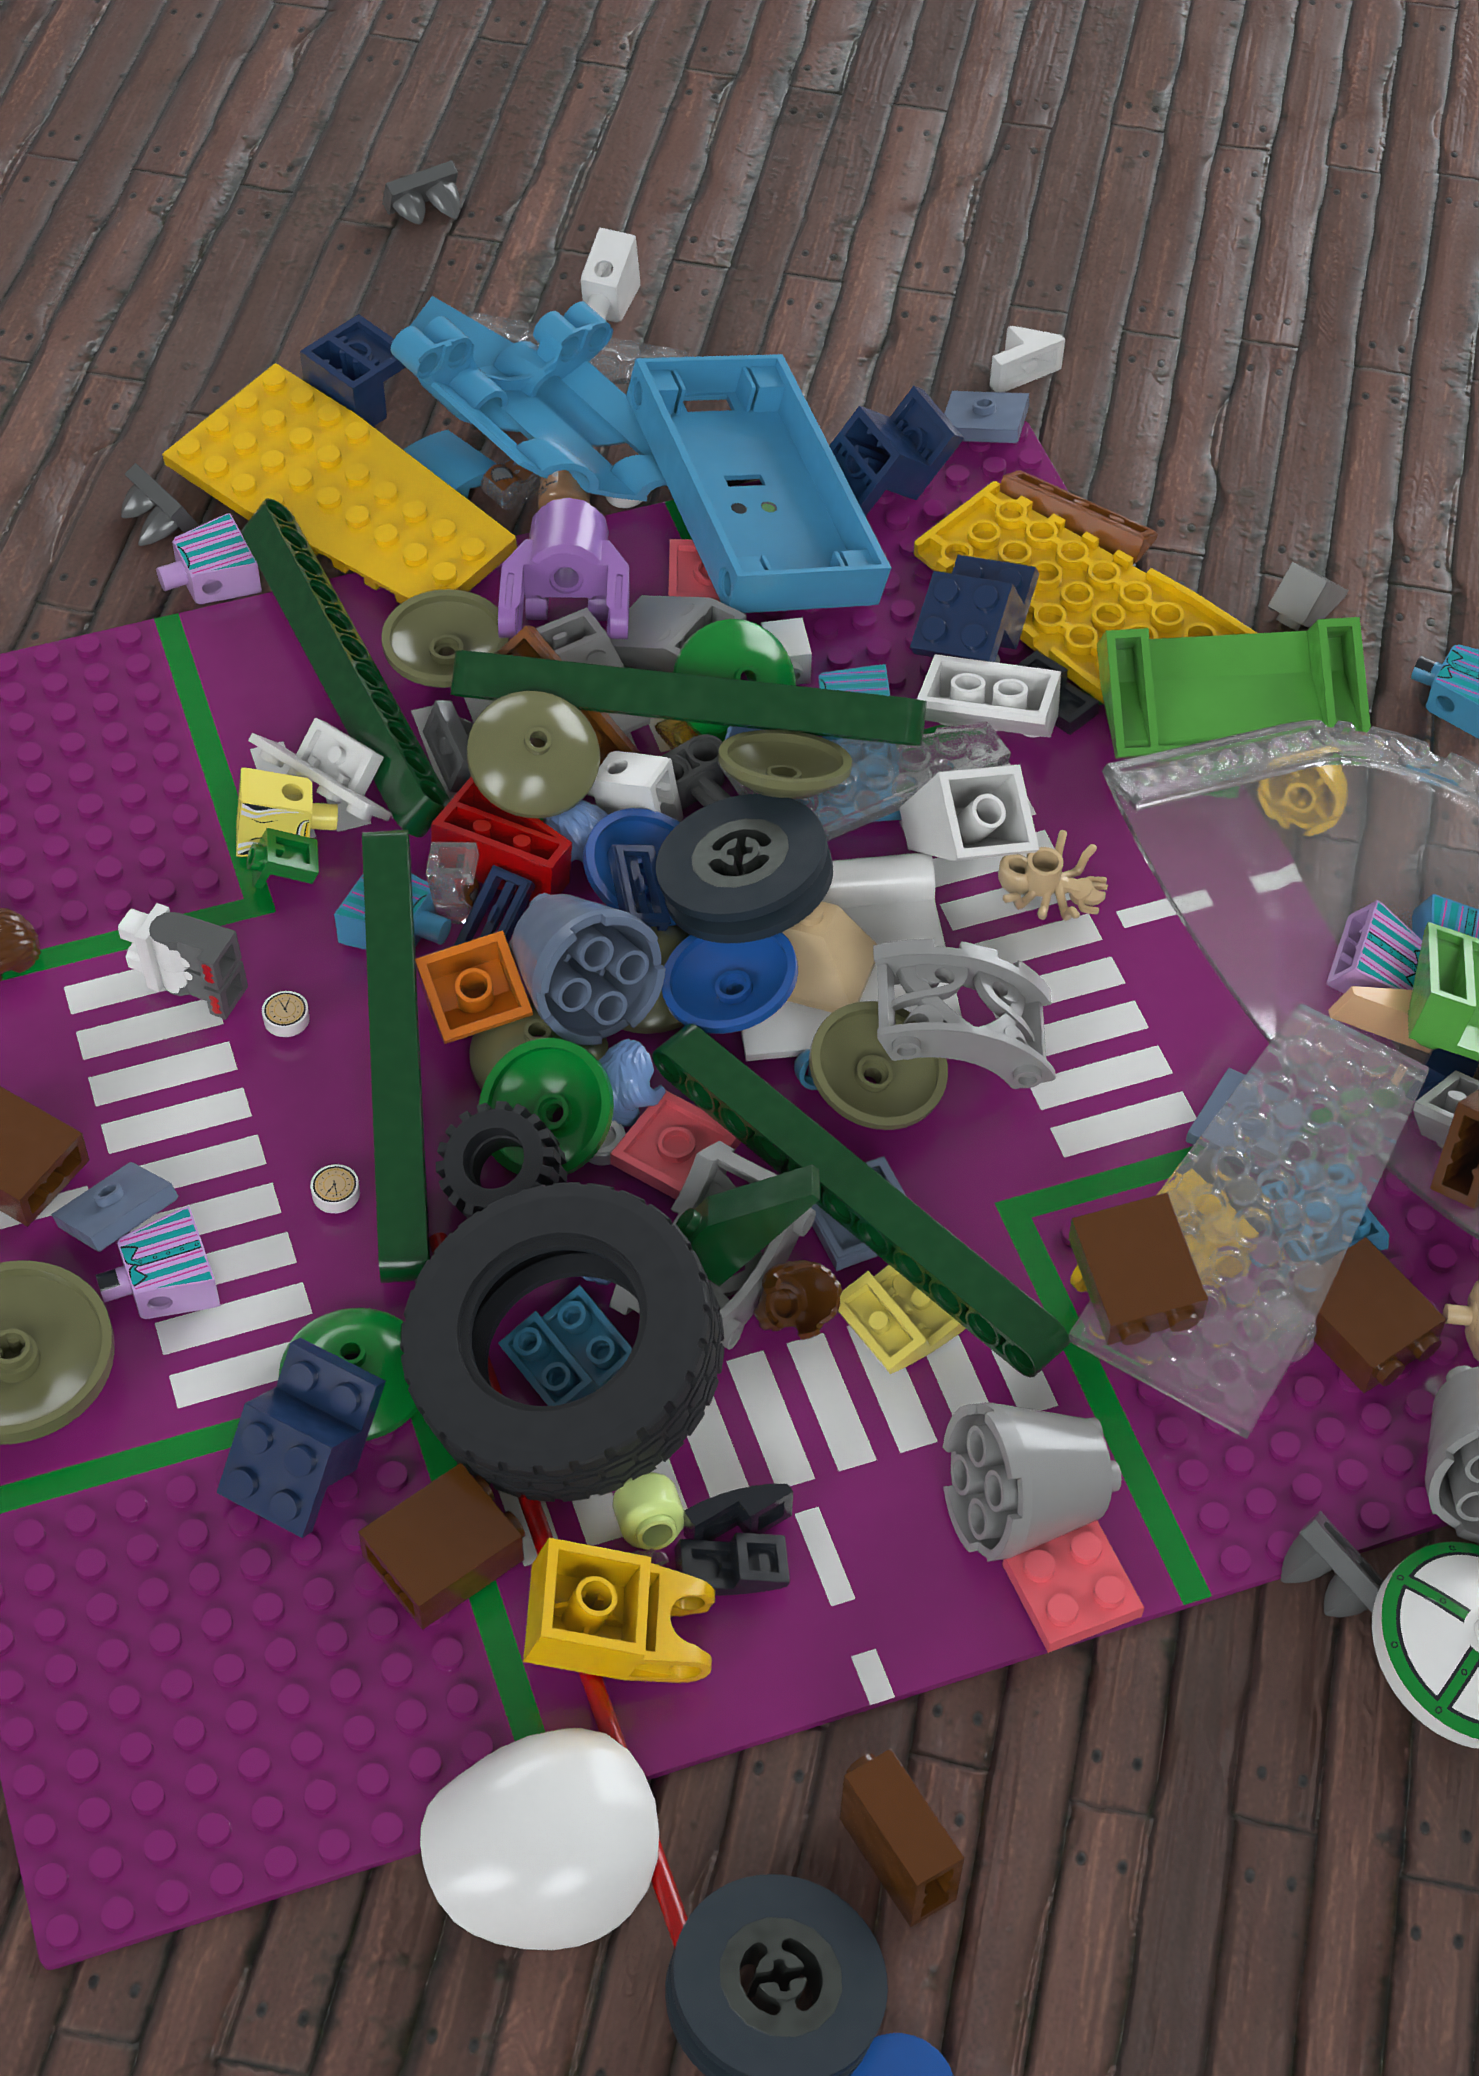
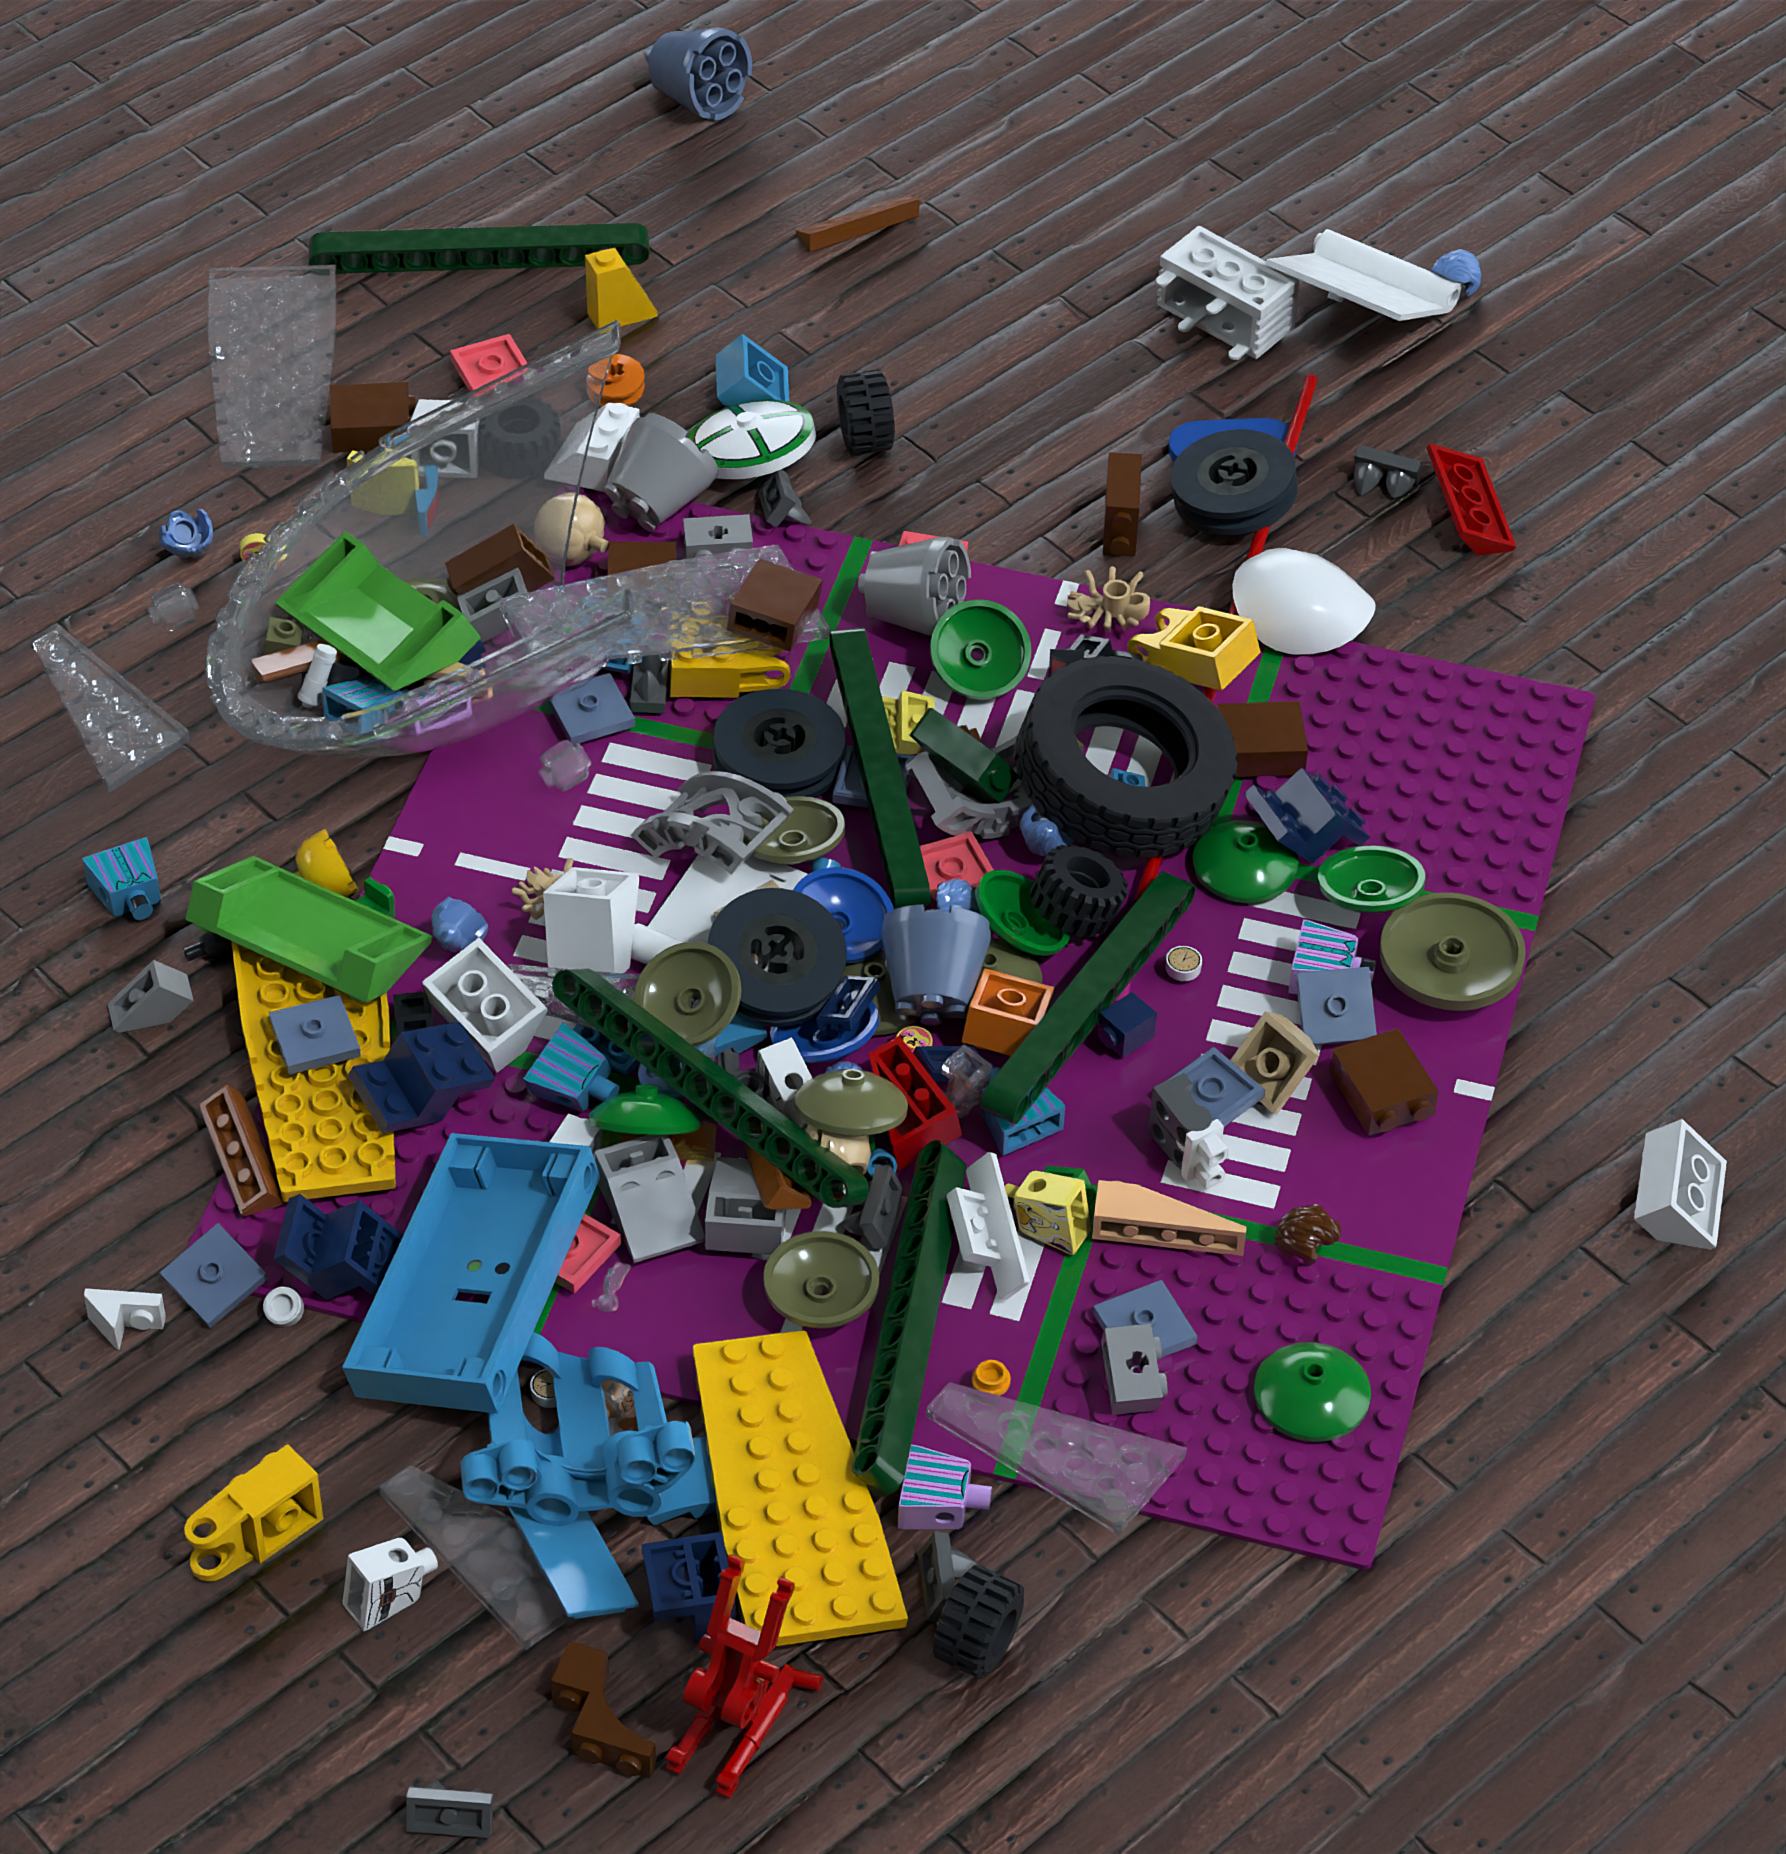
camera: 145 degrees left, 5 degrees down
(88, 454) = (978, 1621): none -> black tyre
(91, 713) = (1129, 1390): none -> light grey brick
(115, 785) = (1151, 1306): none -> sand blue plate
(118, 640) = (1079, 1461): none -> clear wing
(147, 1113) = (1276, 1058): none -> tan slope
(169, 1359) = (1371, 879): none -> green dish
(170, 874) = (1149, 1218): none -> light nougat slope
(199, 1046) = (1221, 1086): none -> sand blue plate
(229, 661) = (991, 1377): none -> light orange plate
(249, 298) = (738, 1679): none -> red piece
(285, 1014) = (1136, 1089): tile -> none
(340, 1064) = (1127, 1025): none -> dark blue brick
(351, 281) = (597, 1732): none -> reddish brown arch
(565, 558) = (696, 1261): medium lavender piece -> none
(641, 563) = (612, 1282): none -> clear piece
(750, 267) = (256, 1514): none -> yellow brick
(784, 1649) = (1116, 602): none -> tan animal
(878, 1442) = (994, 634): none -> green dish
(1002, 1144) = (781, 721): none -> black wheel
(1090, 785) = (457, 924): none -> medium blue hair
(1114, 602) = (314, 1034): none -> sand blue plate
(1195, 1022) = (564, 765): none -> clear head
(1338, 1430) = (716, 535): none -> light grey brick
(1365, 1762) = (865, 412): none -> black tyre

